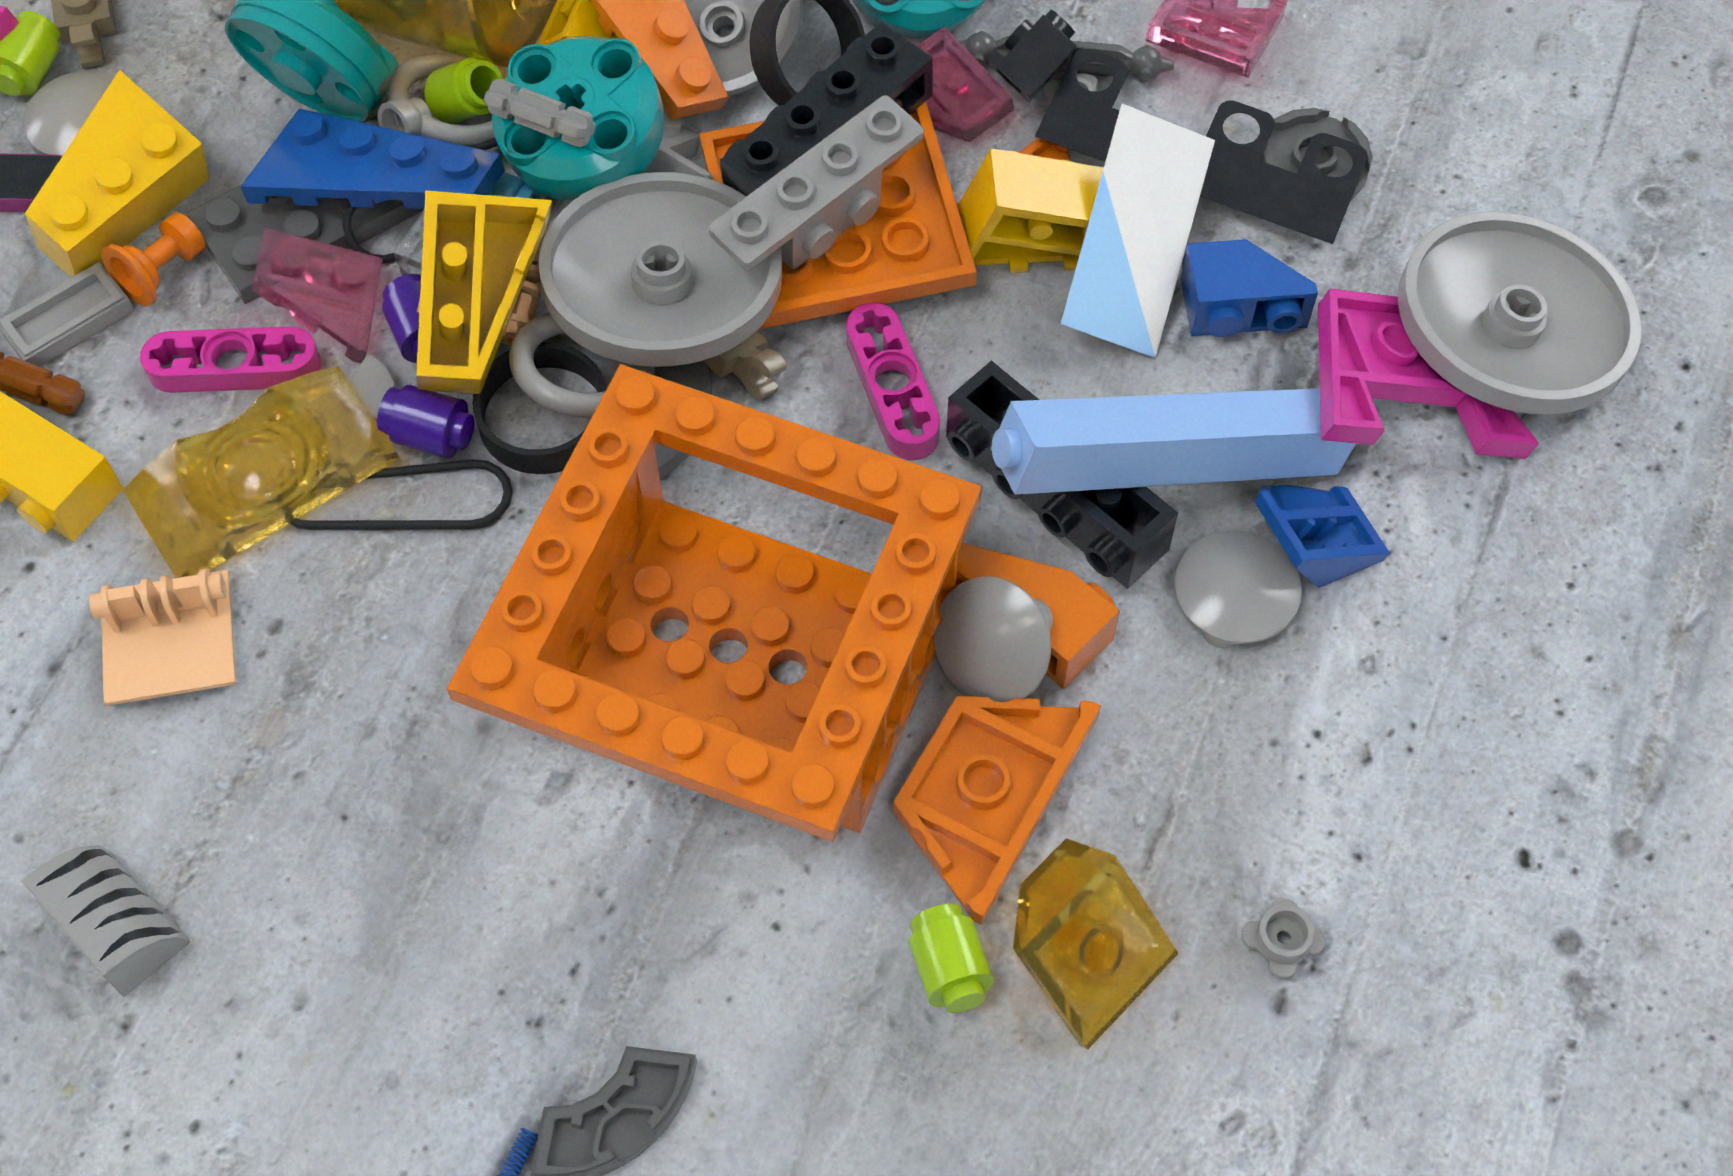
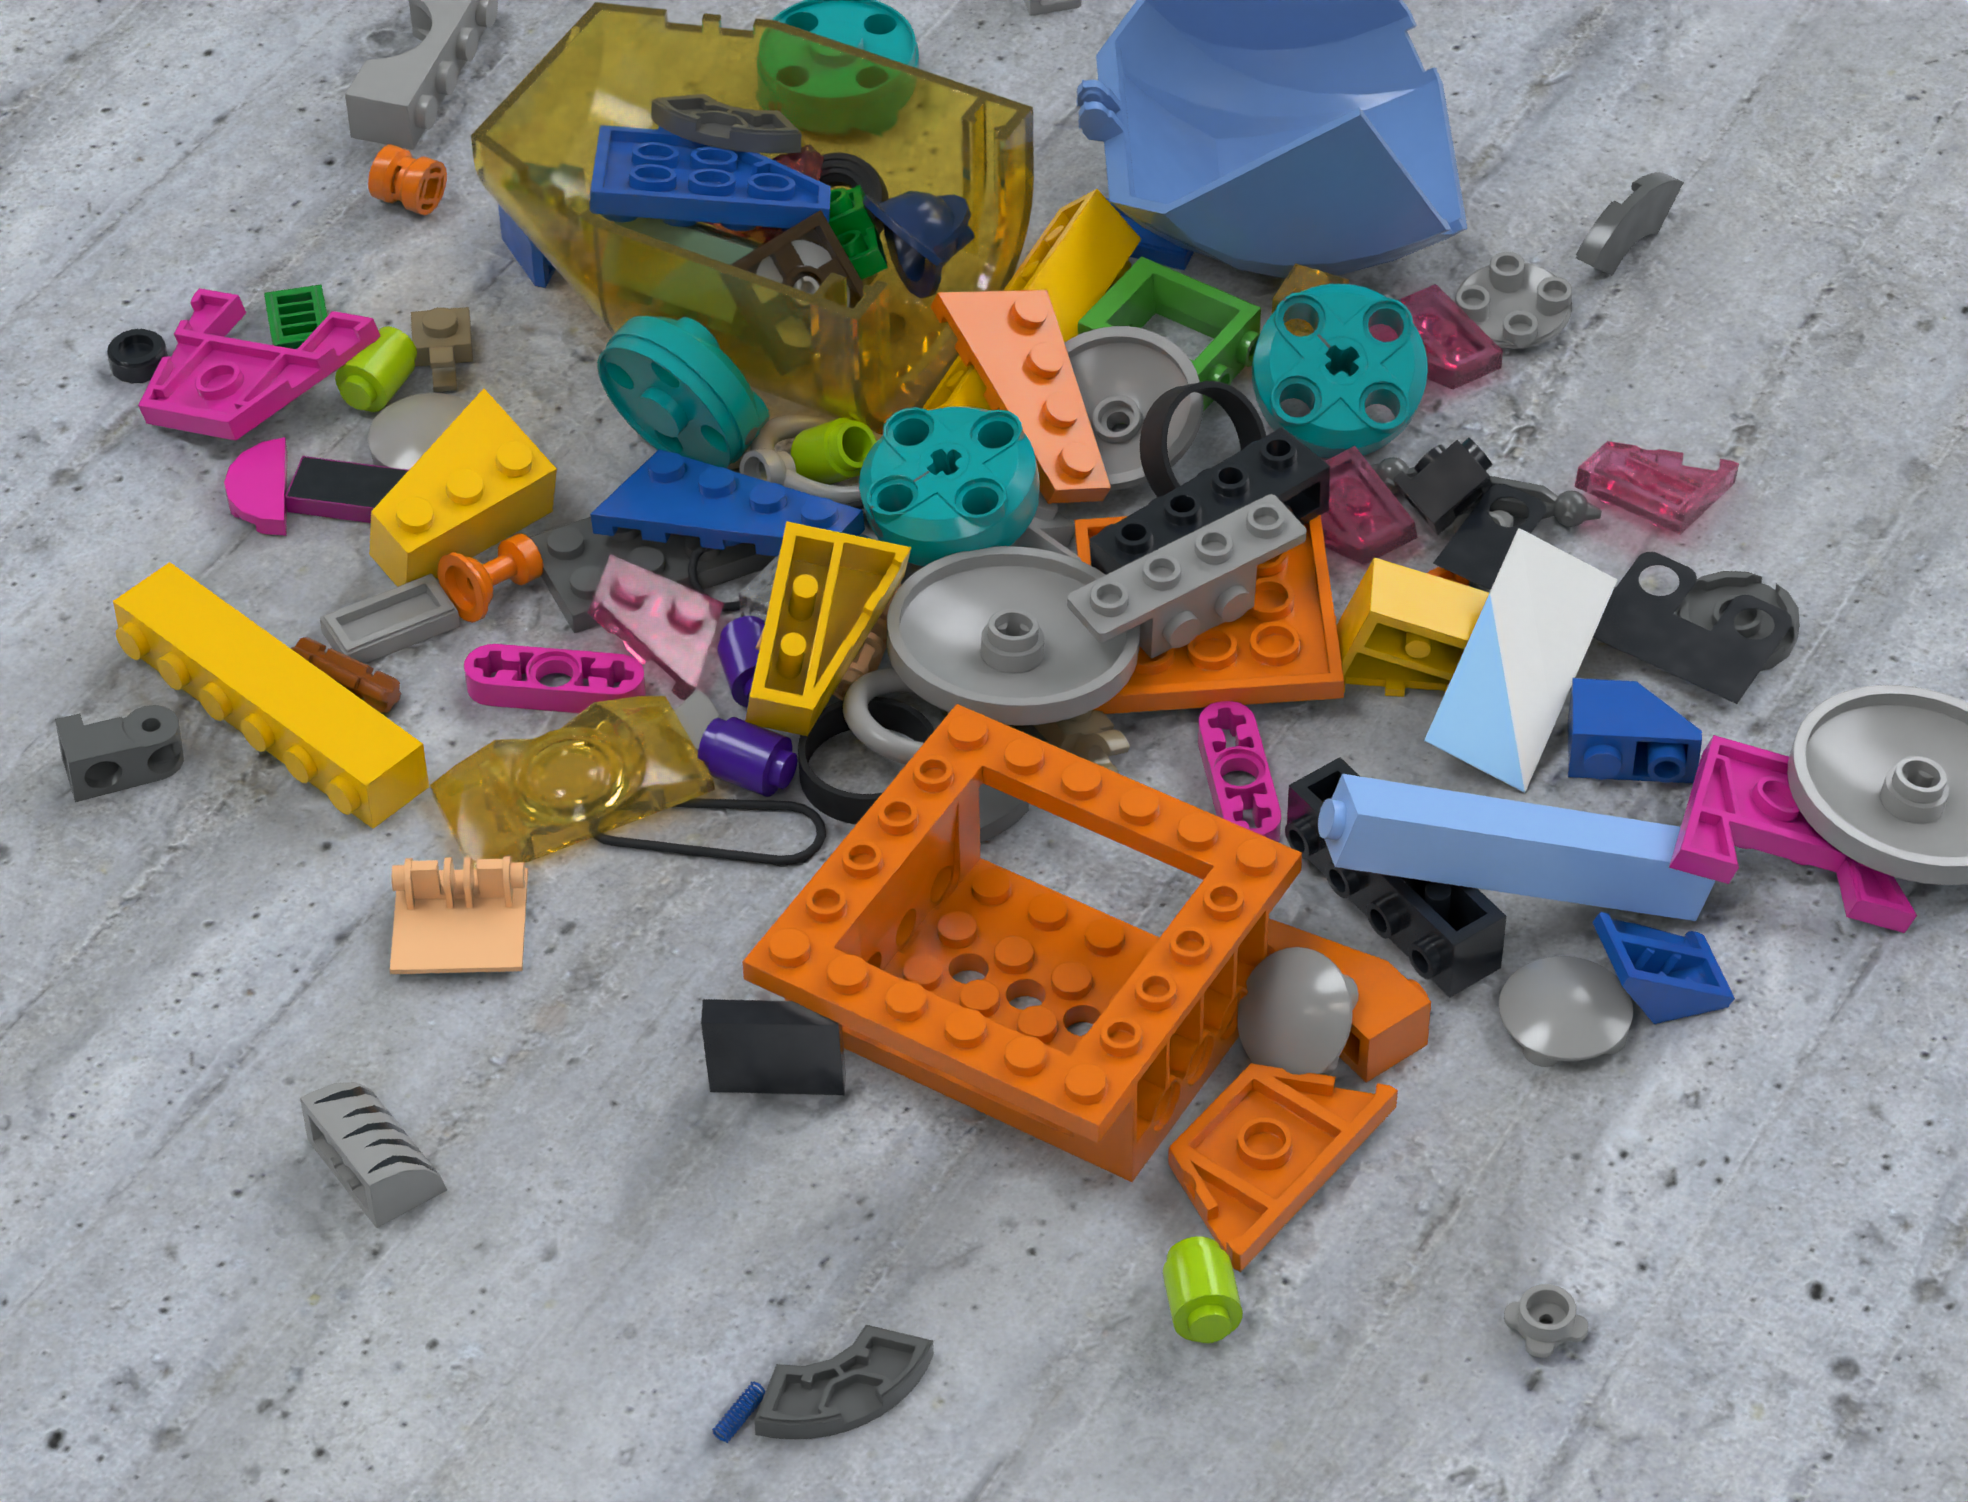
camera: 10 degrees right, 15 degrees down
(487, 754) = (771, 1048): none -> black tile
(540, 112) = (910, 471): light grey axle -> none
(1088, 938) = (1346, 1289): clear yellow slope -> none

